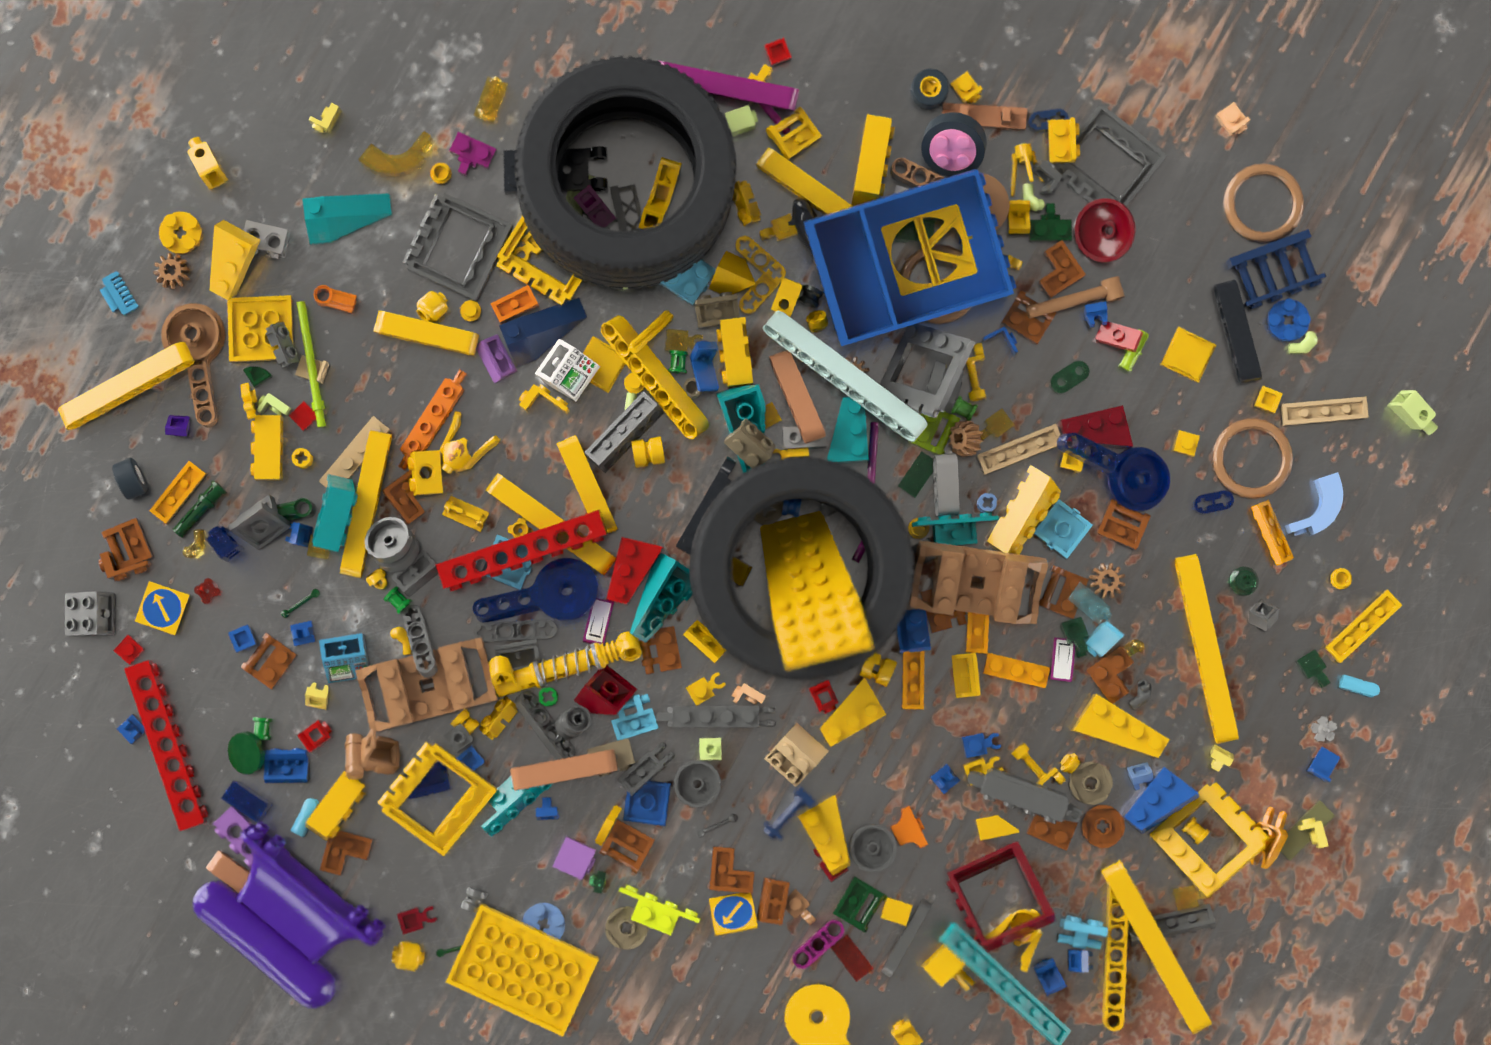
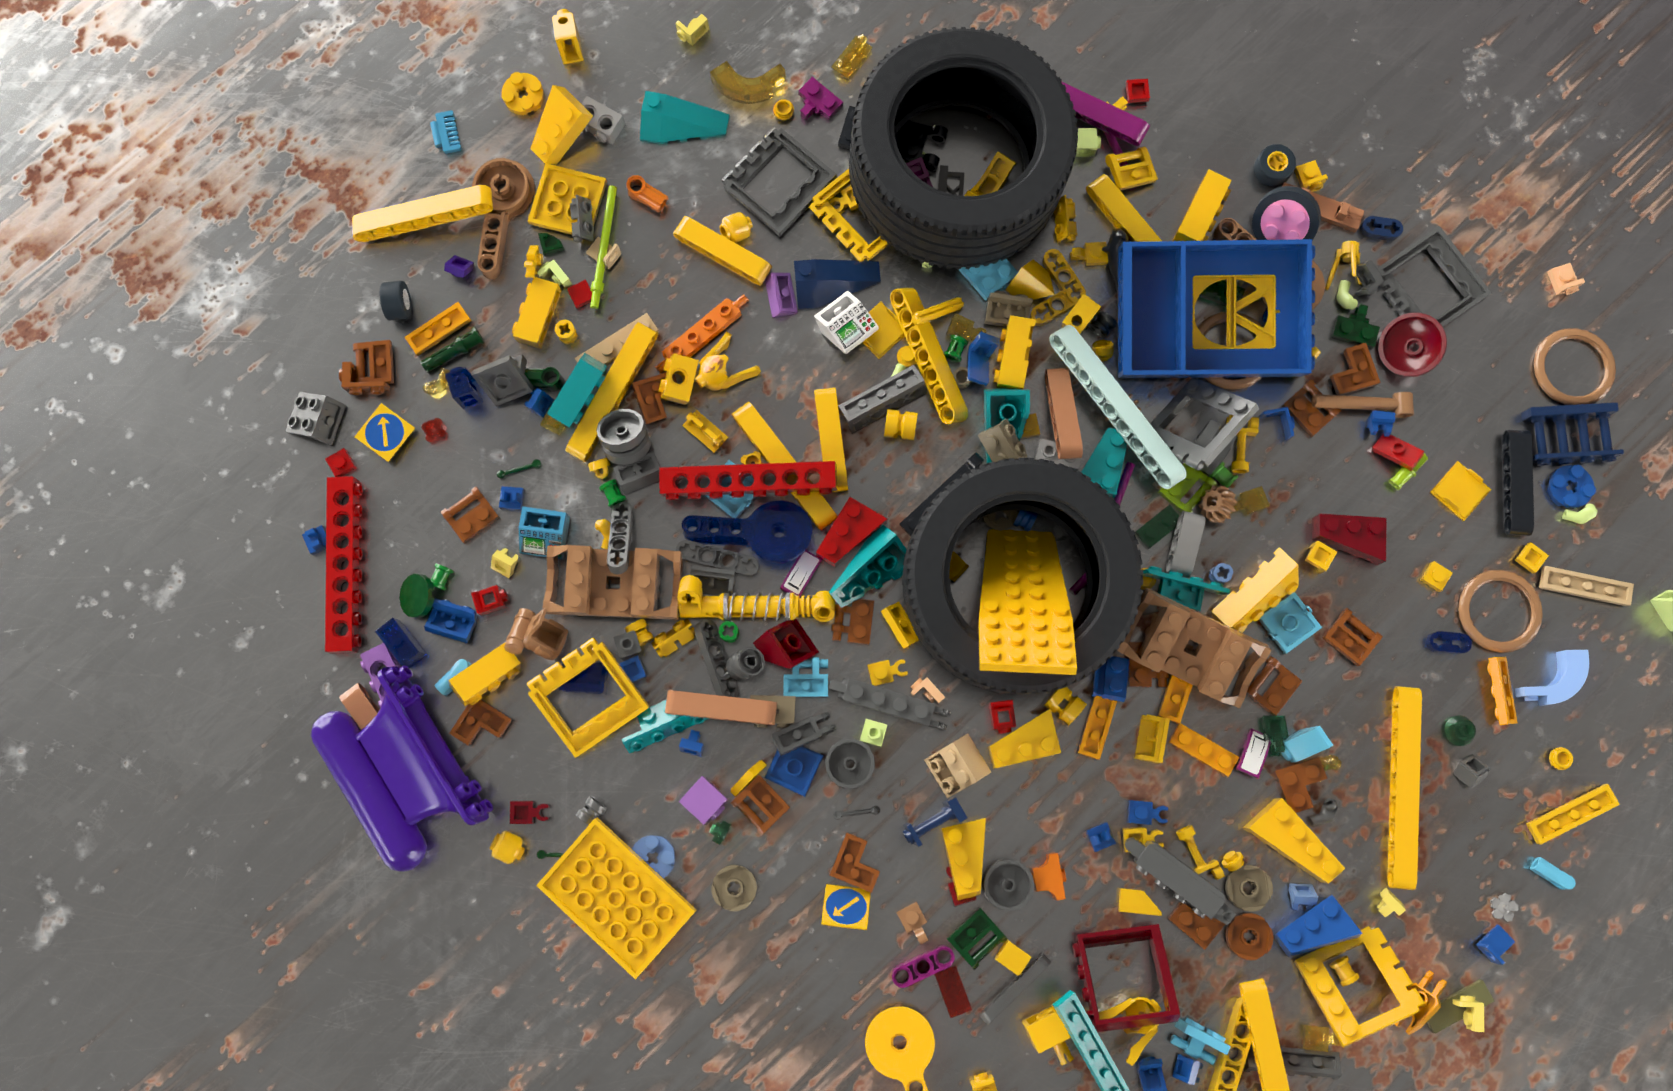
camera: 25 degrees right, 5 degrees down
(169, 279) = (498, 131): medium nougat gear -> none
(242, 638) = (450, 484): blue tile -> none
(470, 310) = (771, 243): yellow plate -> none
(515, 305) = (816, 247): orange panel -> none
(529, 397) = (802, 339): yellow bracket -> none
(656, 914) = (768, 883): neon yellow bracket -> none
(773, 901) = (890, 907): dark orange hinge -> none
(1019, 217) = (1329, 308): yellow bracket -> none
(1019, 449) = (1268, 532): tan plate -> none
(1063, 141) = (1393, 249): yellow bracket -> none
(1069, 376) = (1337, 477): clear green plate -> none
(1090, 603) = (1298, 705): clear light blue hinge -> none
(1104, 587) = (1325, 680): medium nougat gear -> none
(1123, 471) = (1368, 581): clear blue beam -> none
(1312, 666) = (1509, 839): clear green plate -> none

